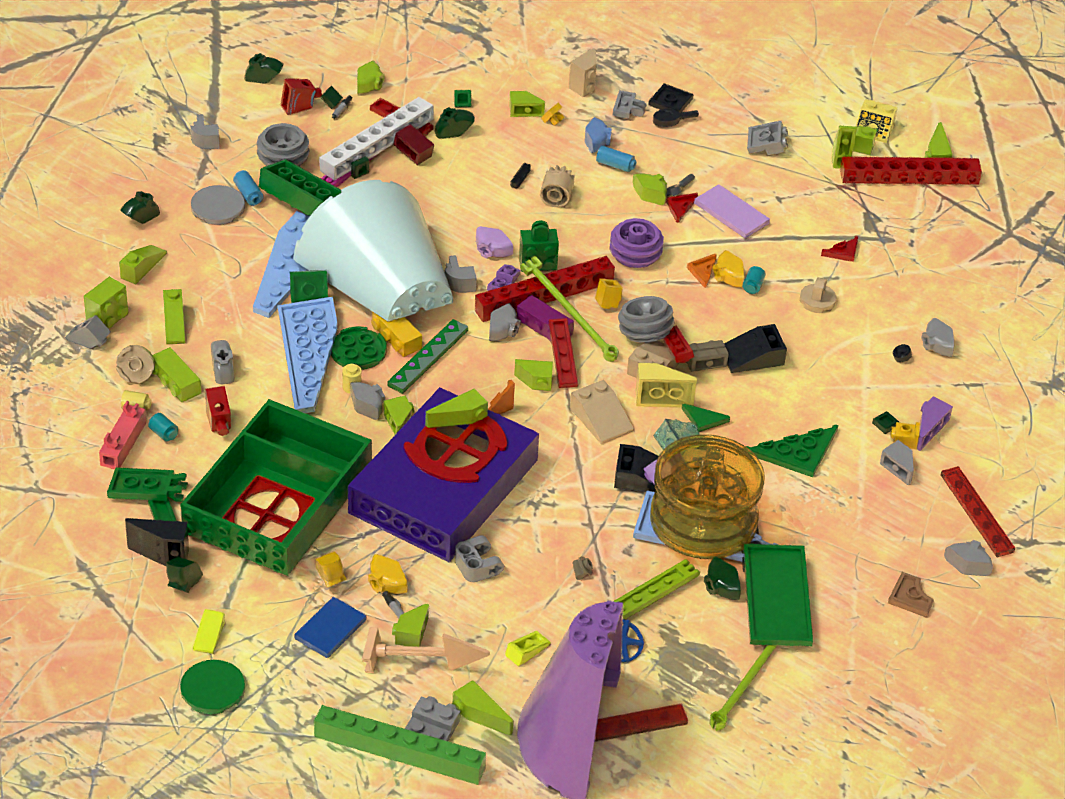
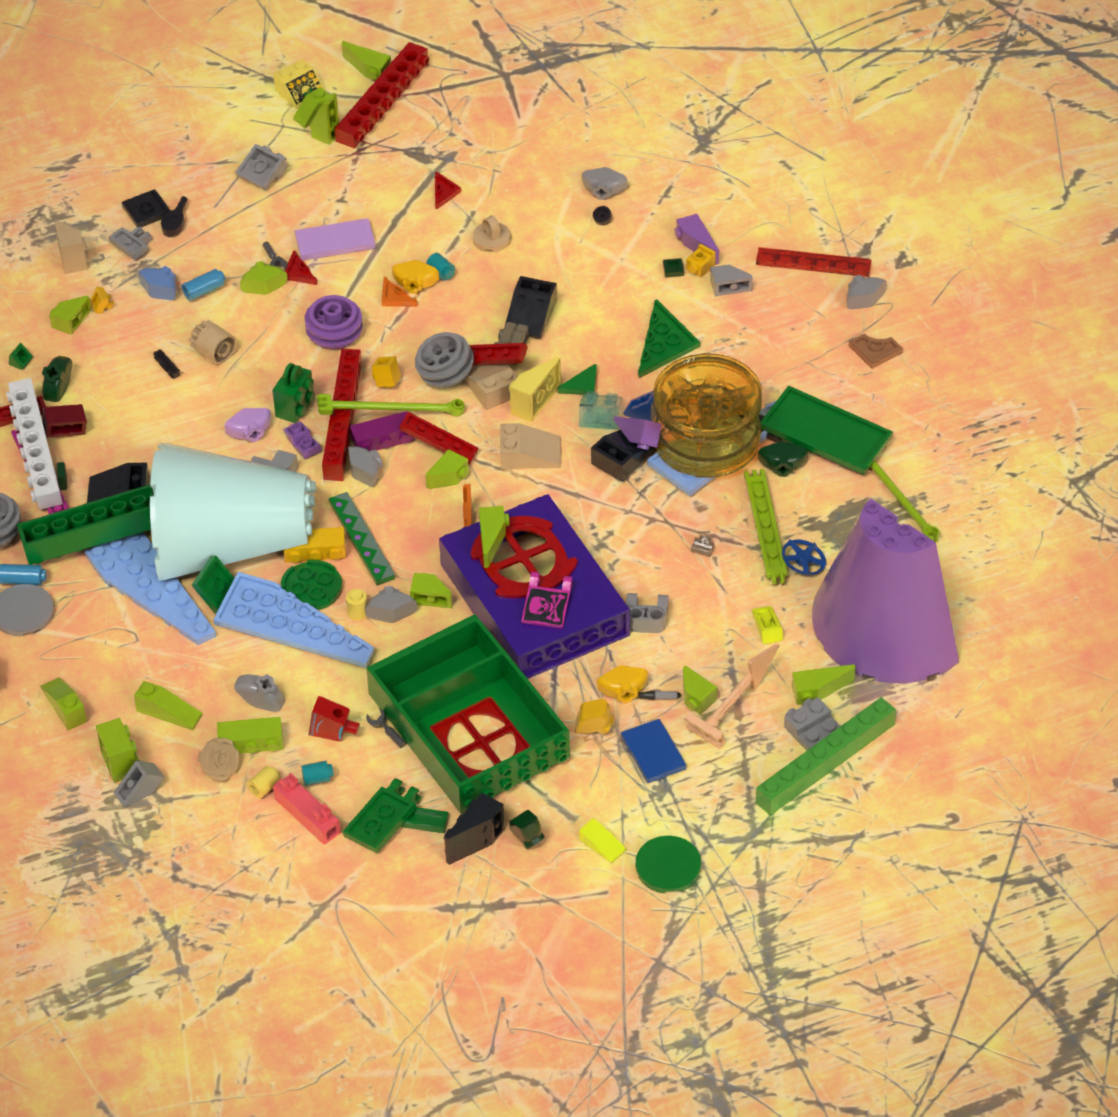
camera: 55 degrees left, 5 degrees up
(414, 477) = (546, 605): none -> flag

